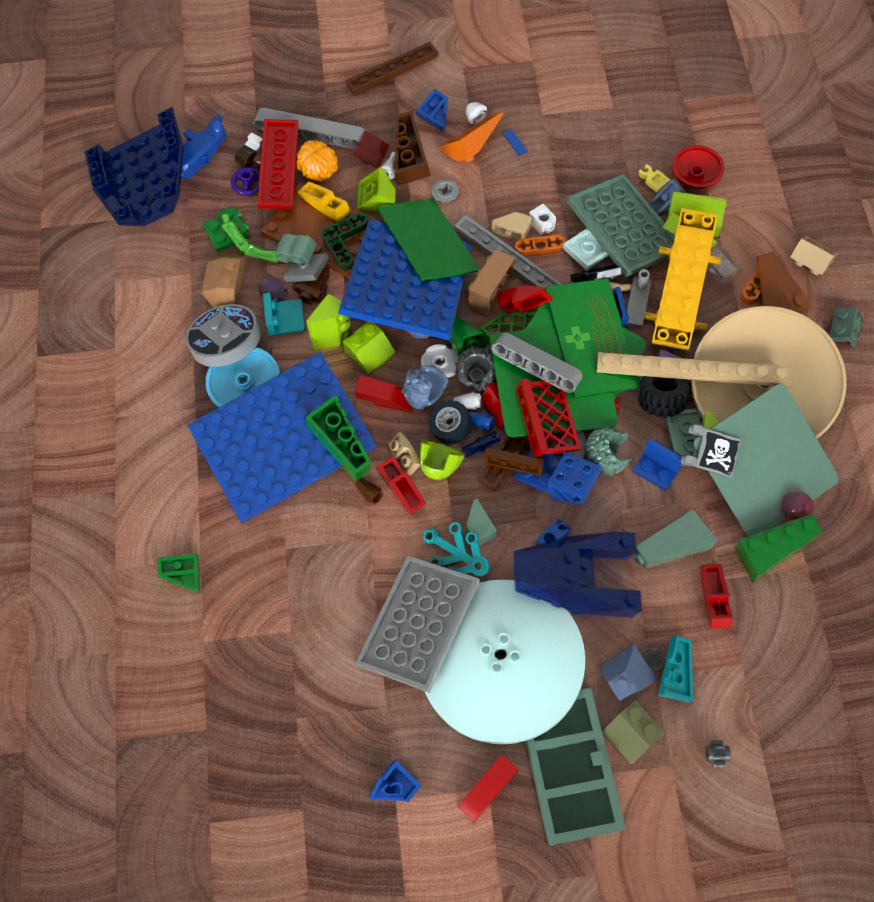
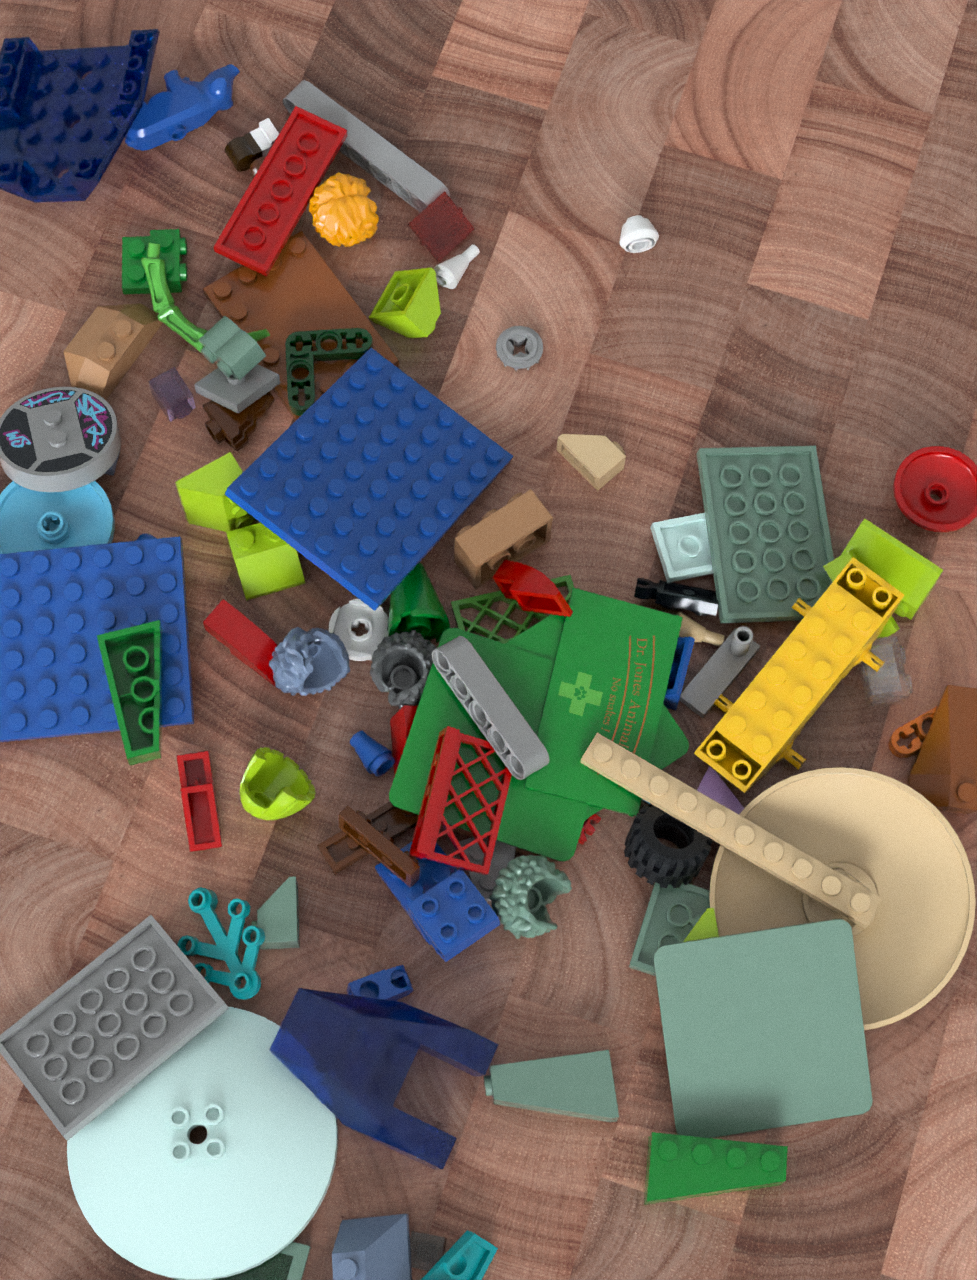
camera: 20 degrees right, 5 degrees up
(247, 177) = (224, 181): dark purple piece -> none
(283, 316) = (164, 445): teal bracket -> none
(324, 201) = (321, 284): yellow slope -> none
(369, 490) = (149, 787): reddish brown cone -> none
(391, 68) = (548, 98): reddish brown plate -> none
(403, 451) = (230, 746): tan slope -> none
(410, 156) = (495, 263): reddish brown wedge -> none
(428, 239) = (442, 422): green piece -> none
(434, 109) = (576, 199): blue wing -> none
(447, 412) = (319, 718): black wheel -> none
(470, 401) = (371, 714): white cone -> none
(471, 140) = (597, 284): orange wedge -> none
(480, 444) = (352, 791): clear blue pin -> none
(489, 242) = (556, 497): light grey plate -> none
(514, 142) = (676, 311): blue window -> none
(542, 219) = (646, 455): white brick -> none
(544, 240) = (594, 508): orange beam -> none
(655, 180) = (862, 478): light yellow plate -> none
(658, 464) = (597, 955): blue bracket -> none
(662, 200) = (848, 518): sand blue slope -> none
(716, 451) = (683, 982): flag -> none
(716, 596) = (572, 1199): red slope -> none
(796, 505) = (777, 1120): clear pink hair -> none

